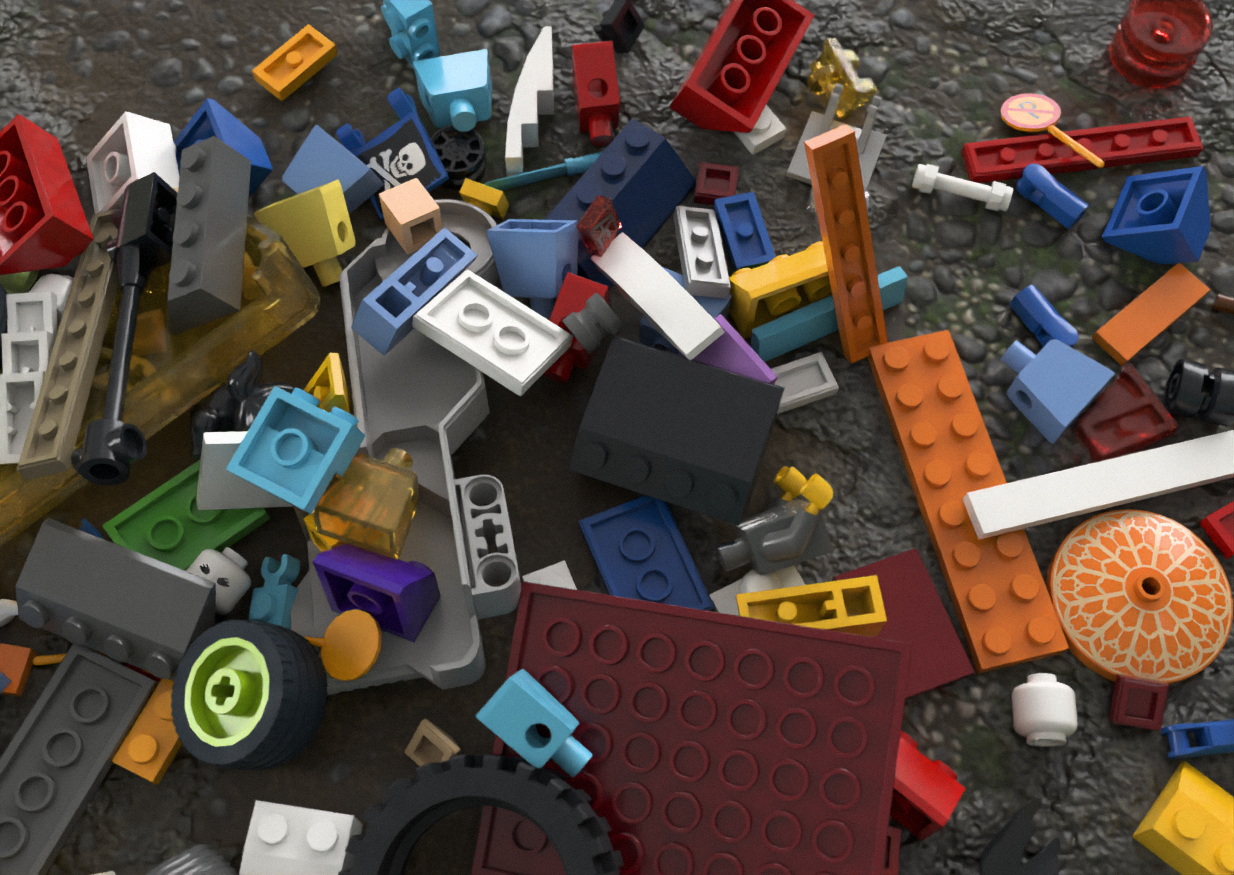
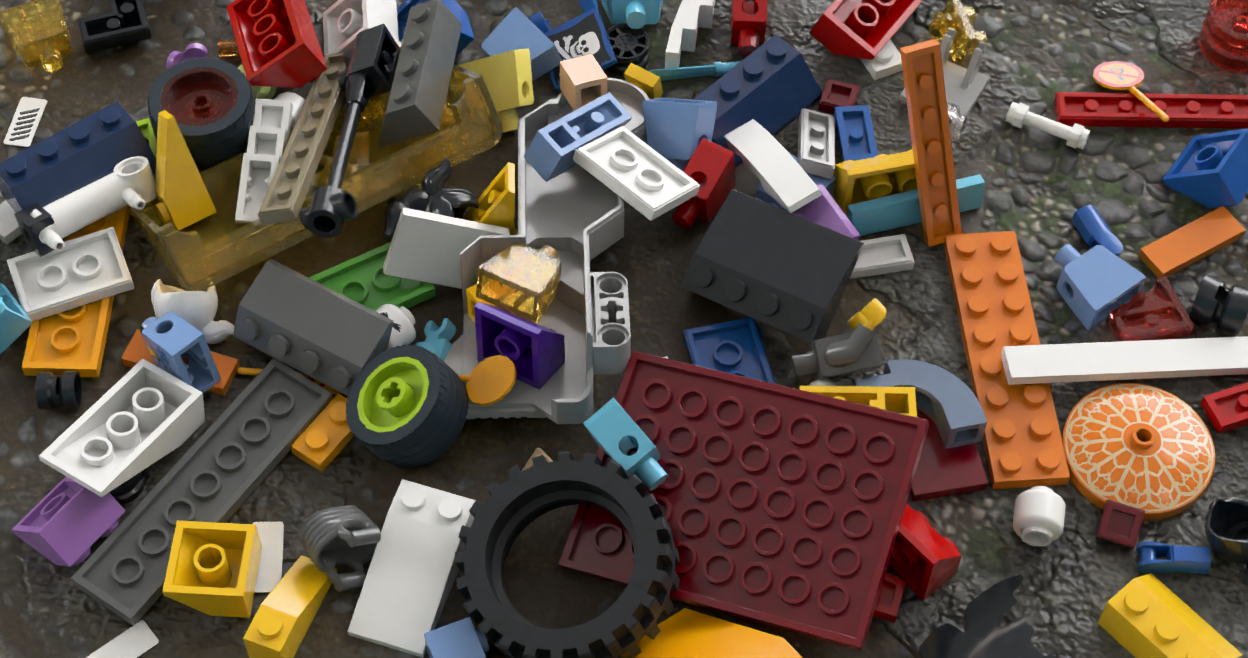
camera: 10 degrees right, 10 degrees down
(296, 448) = (473, 225): medium azure plate -> none
(593, 323) = (717, 176): dark grey wheel -> none
(599, 226) = (734, 109): clear red tile -> none
(902, 568) = (939, 396): none -> sand blue arch
(1051, 195) = (1123, 141): blue bar -> none

